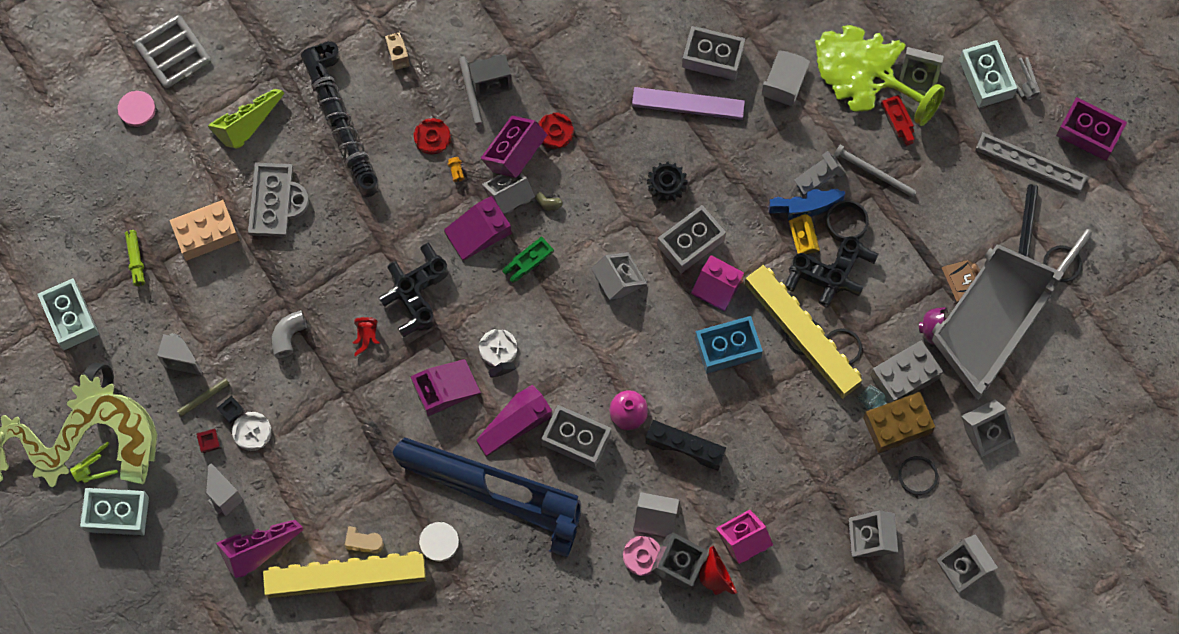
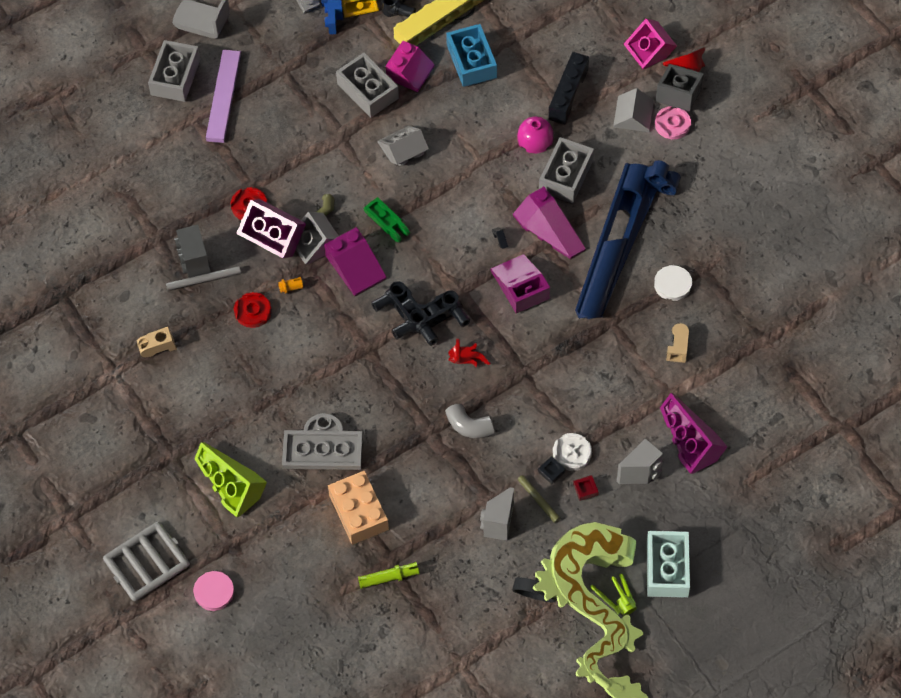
camera: 90 degrees left, 10 degrees down
(68, 314) = (456, 629): light aqua brick -> none
(336, 113) = (230, 391): black piece -> none
(344, 575) = (714, 358): light yellow brick -> none
(497, 347) = (477, 243): white tile -> none
(667, 191) = (315, 107): black gear -> none

